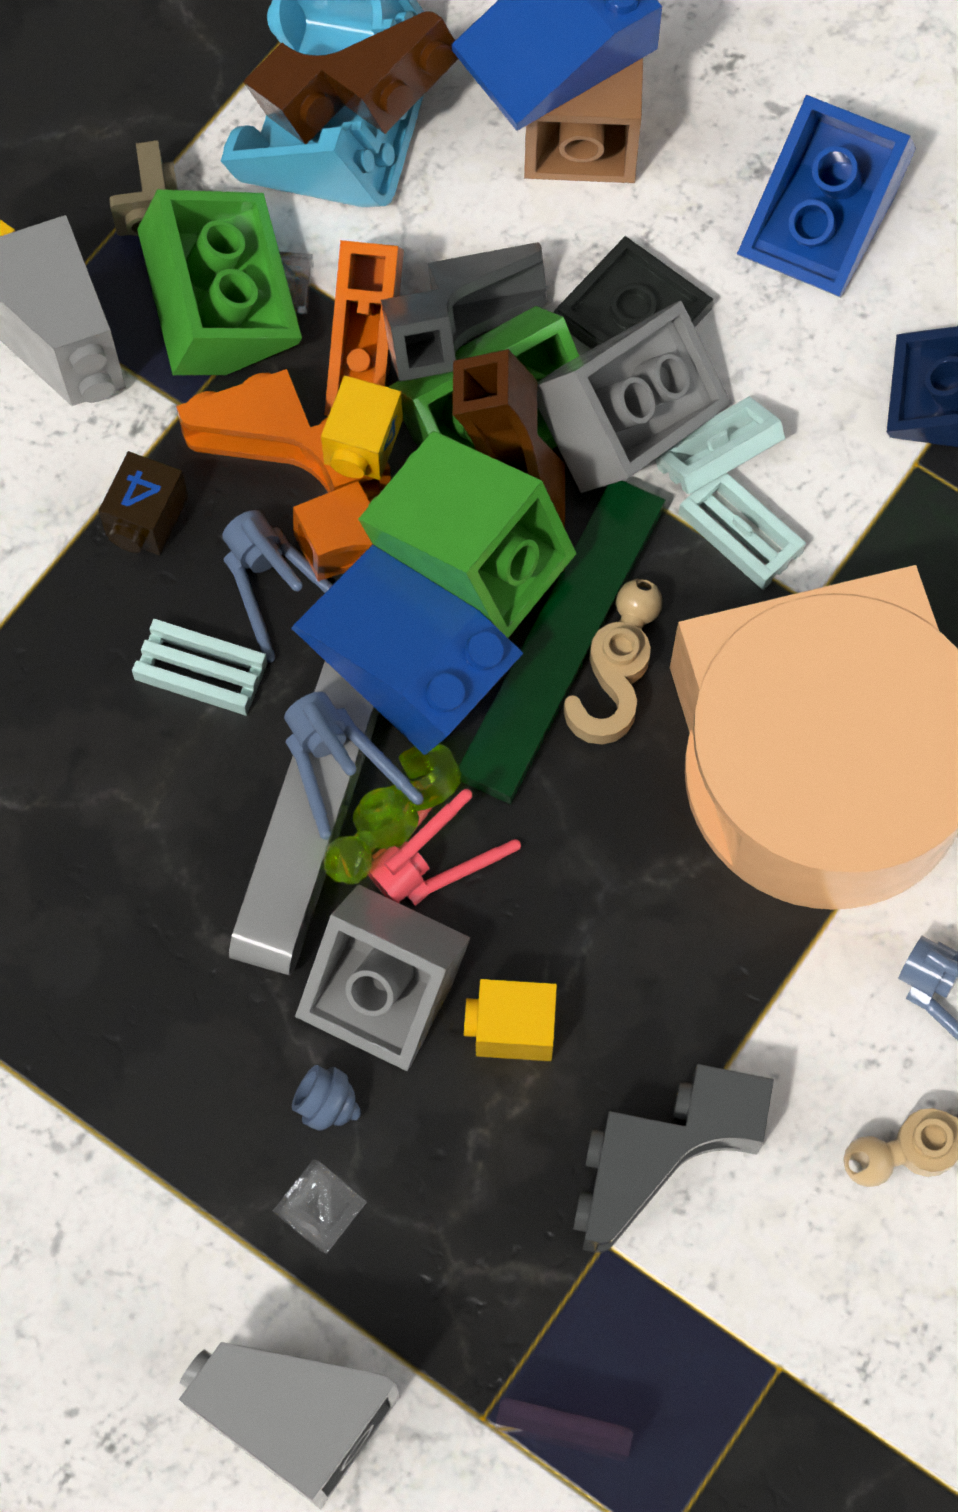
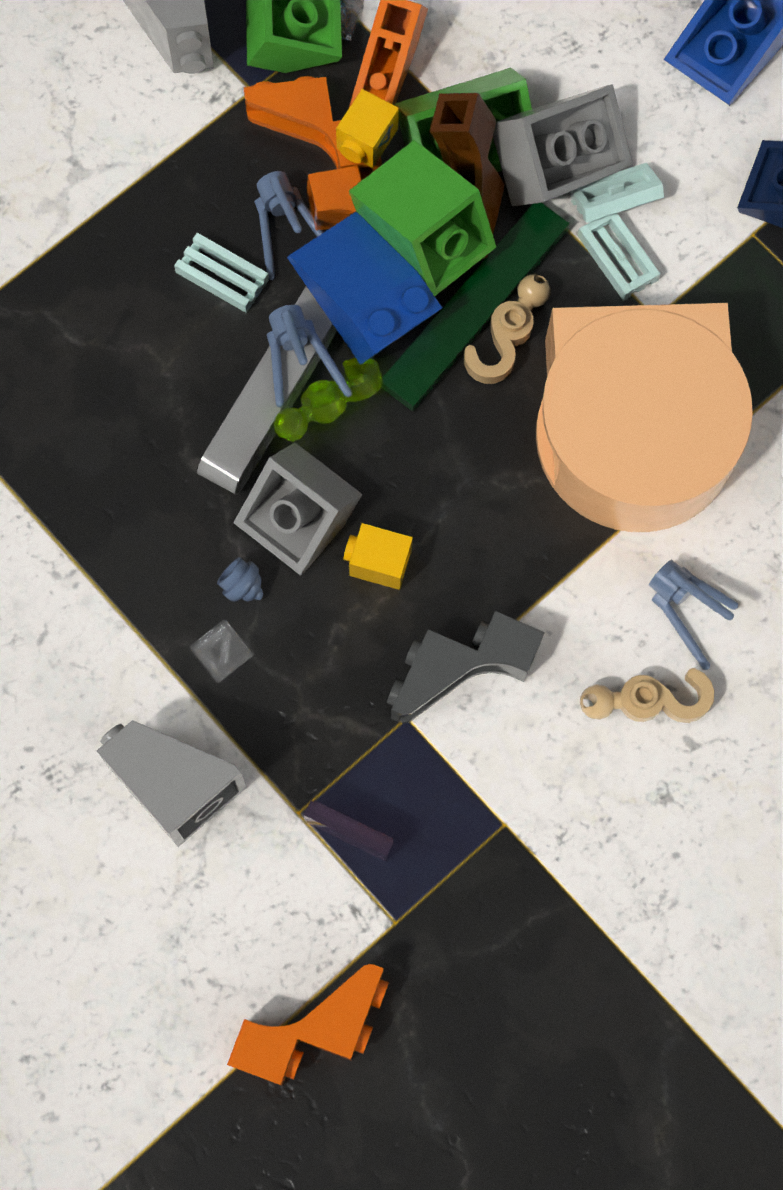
camera: 10 degrees right, 5 degrees up
(143, 504) = (206, 151): dark brown brick -> none
(400, 869) = (326, 438): coral plant -> none
(464, 301) = (463, 54): dark grey arch -> none
(625, 291) = (578, 69): pearl dark grey tile -> none

